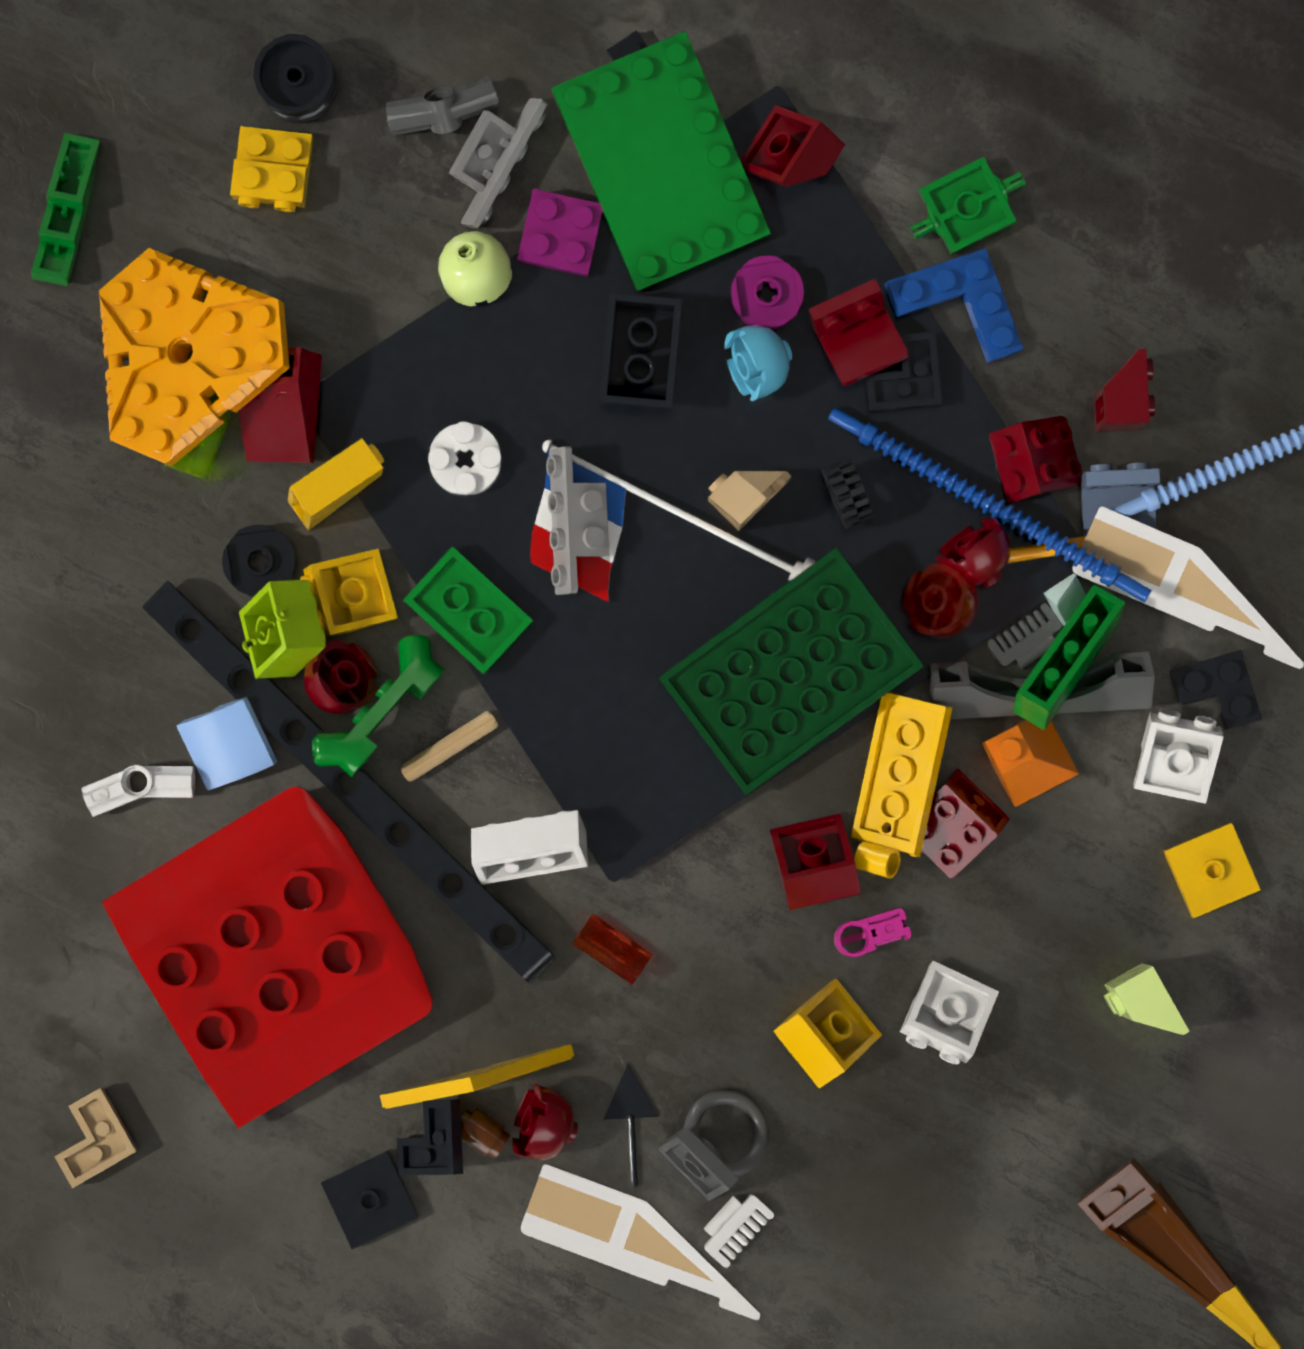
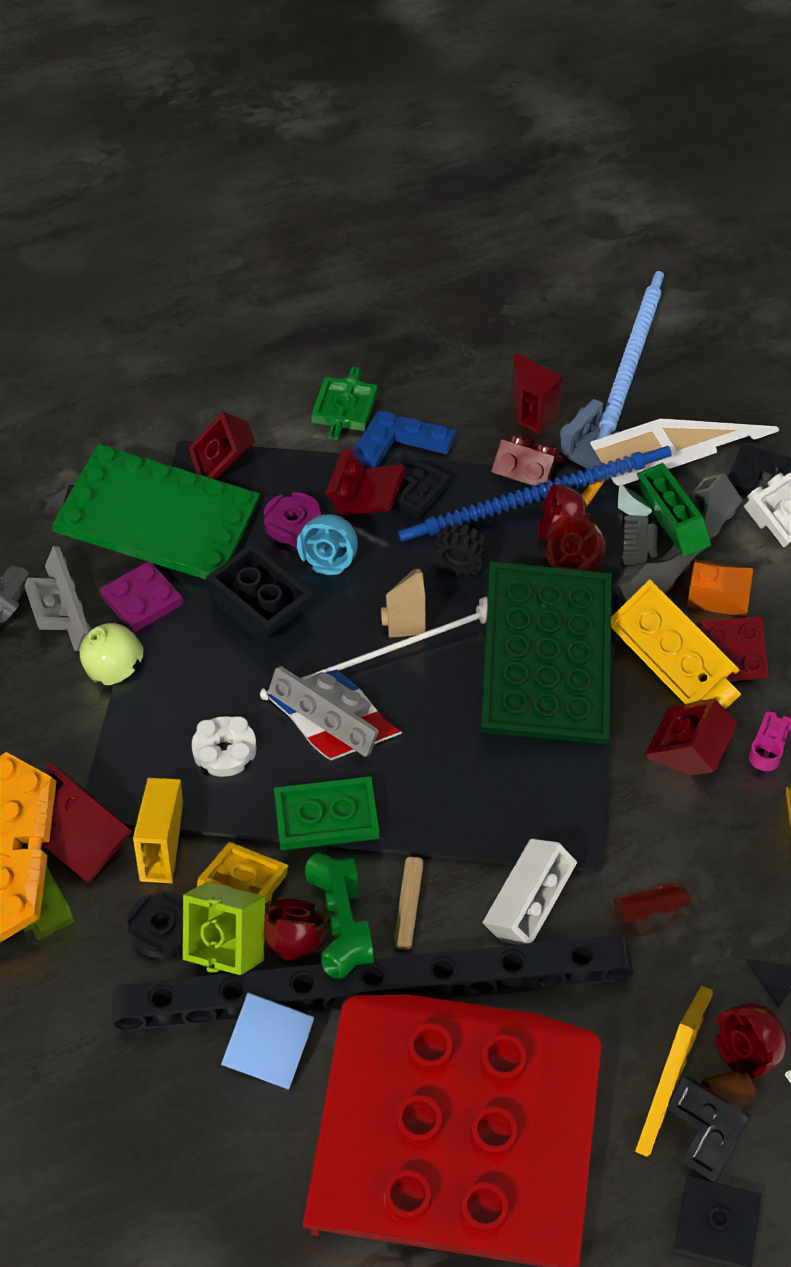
camera: 50 degrees left, 35 degrees down
(117, 790) = (229, 1150): white piece -> none

